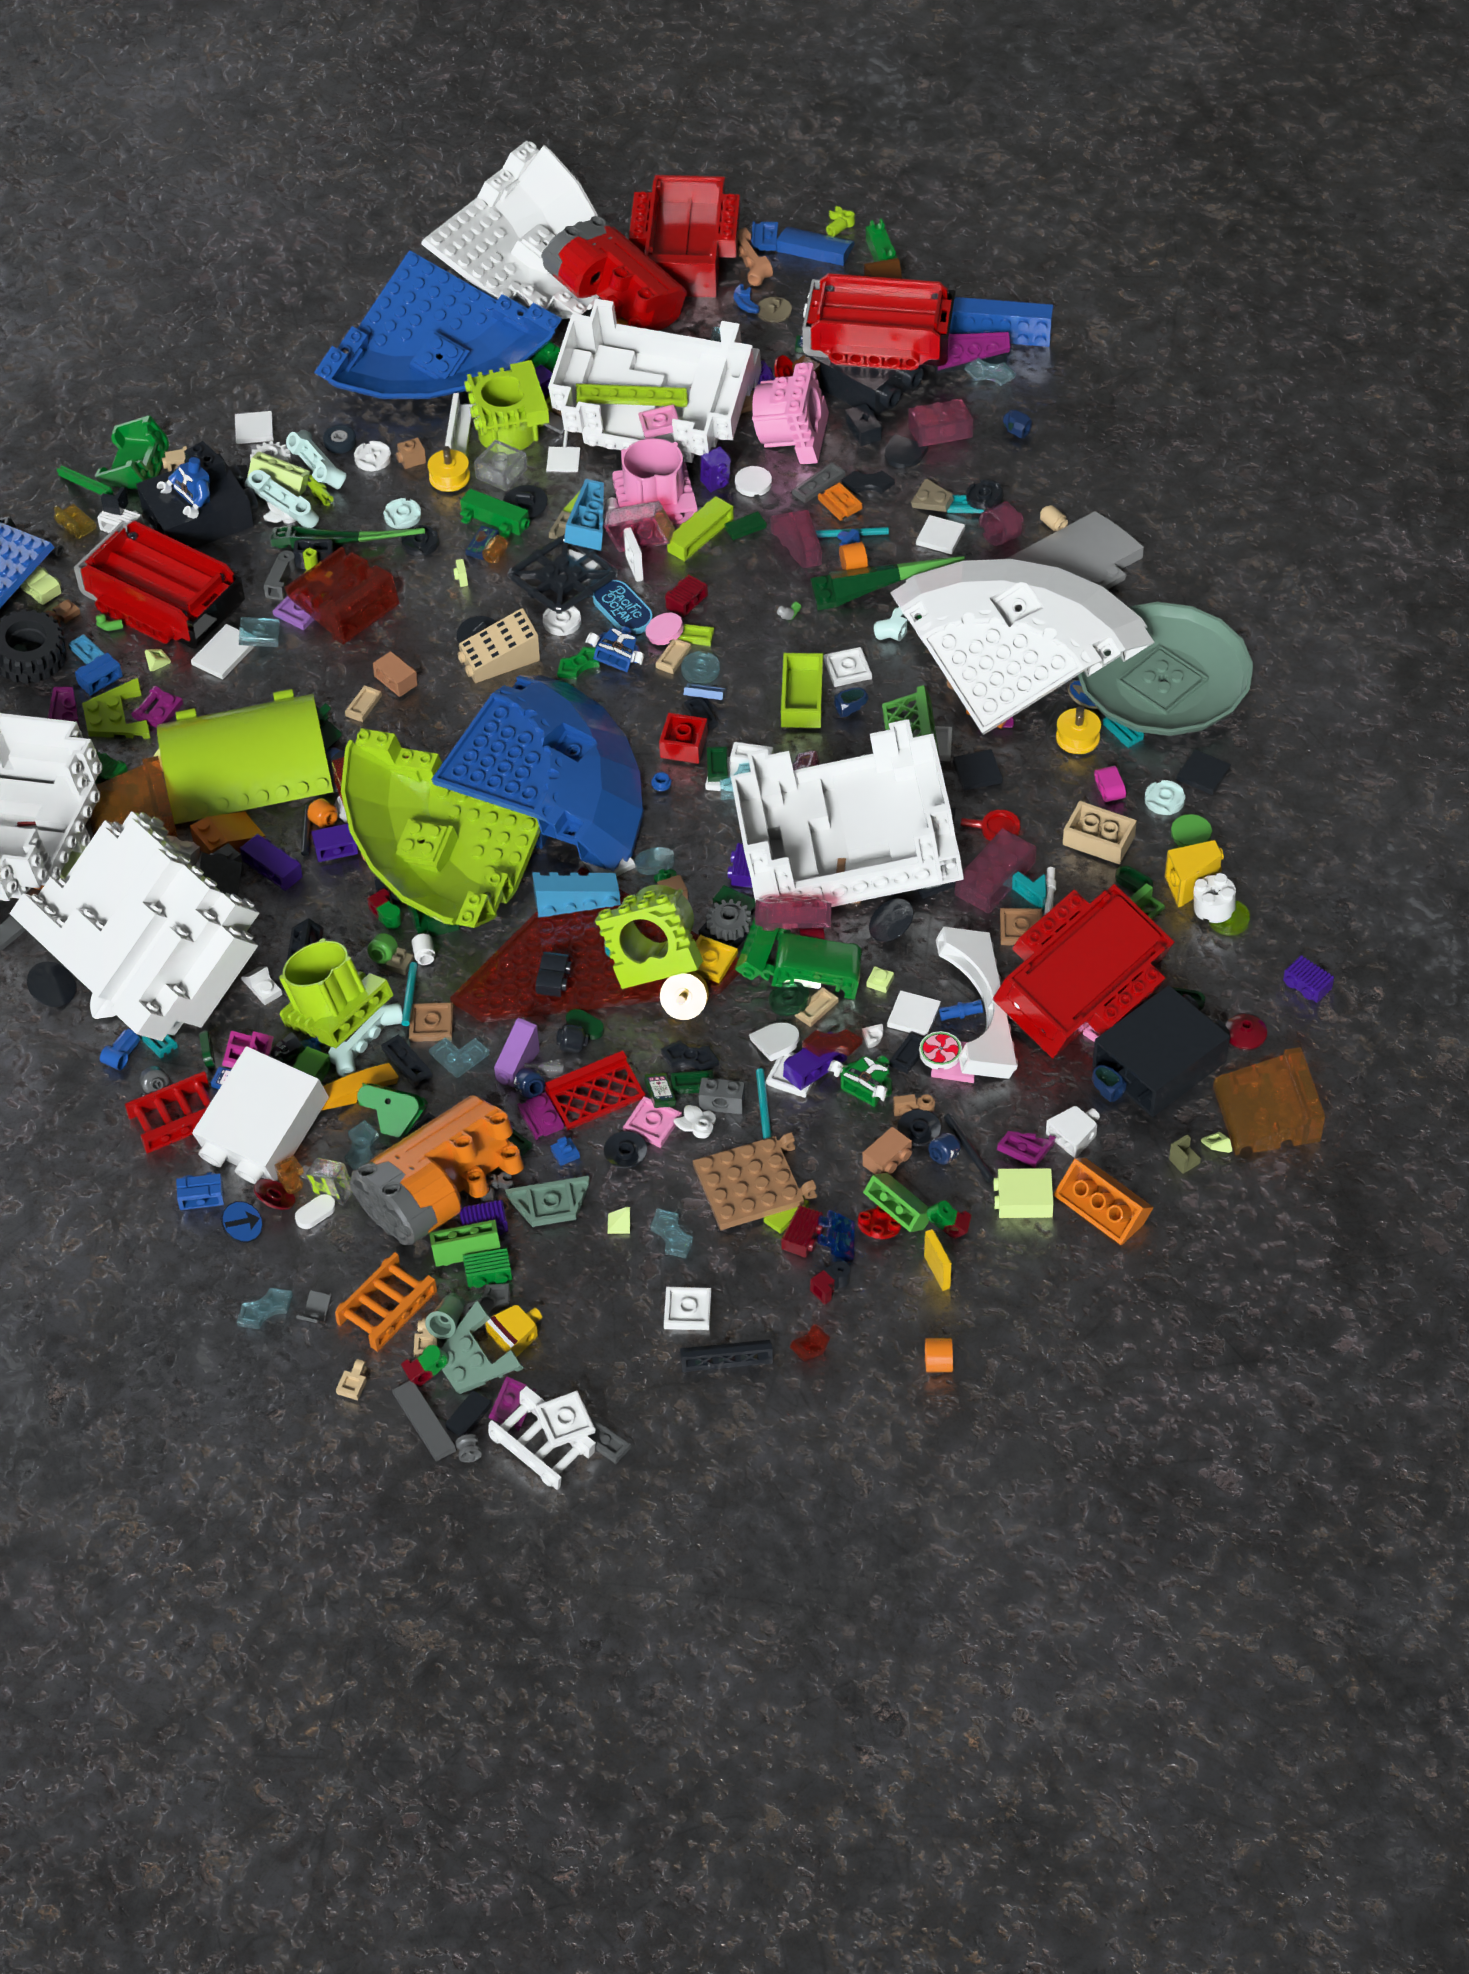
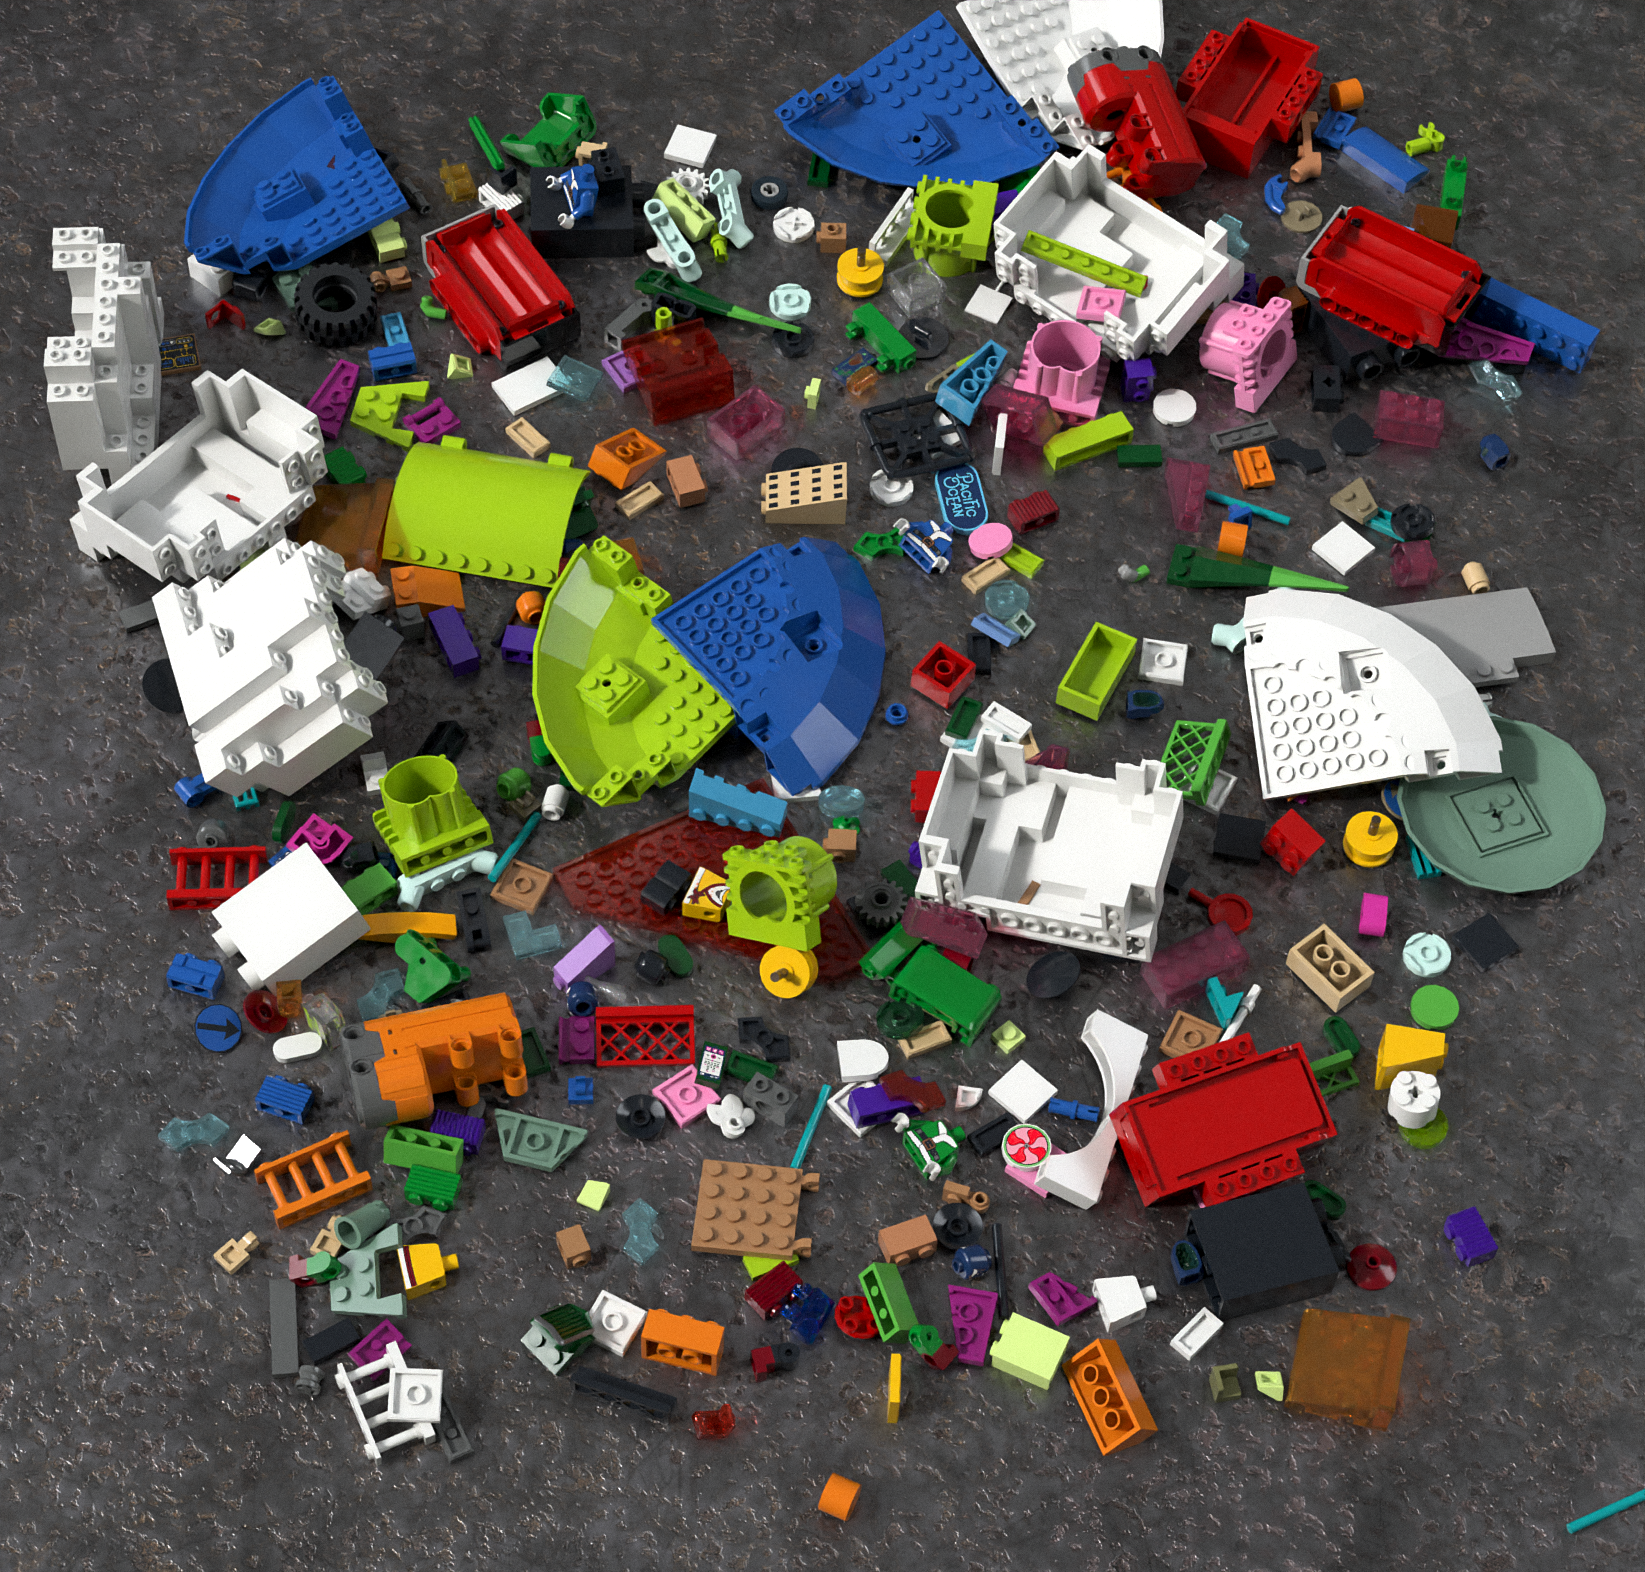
camera: 20 degrees right, 5 degrees up
(244, 690) = (528, 437): none -> tan tile
(328, 1252) = (285, 1099): none -> blue brick
(334, 676) = (625, 457): none -> orange slope
(370, 408) = (819, 172): none -> dark green tile
(419, 612) = (745, 422): none -> clear pink brick
(590, 967) = (706, 897): none -> torso
(626, 1264) = (573, 1246): none -> medium nougat brick
(652, 1333) = (559, 1335): none -> dark green piece
(716, 958) = (841, 939): yellow tile -> none
(721, 679) = (1021, 623): none -> sand green slope
(721, 829) = (924, 789): none -> red brick
(754, 1295) = (682, 1341): none -> orange brick
(761, 208) = (1346, 95): none -> orange piece
(968, 1191) = (972, 1322): none -> magenta wing
(1022, 753) = (1292, 842): none -> red brick
(1142, 1130) = (1196, 1334): none -> white tile

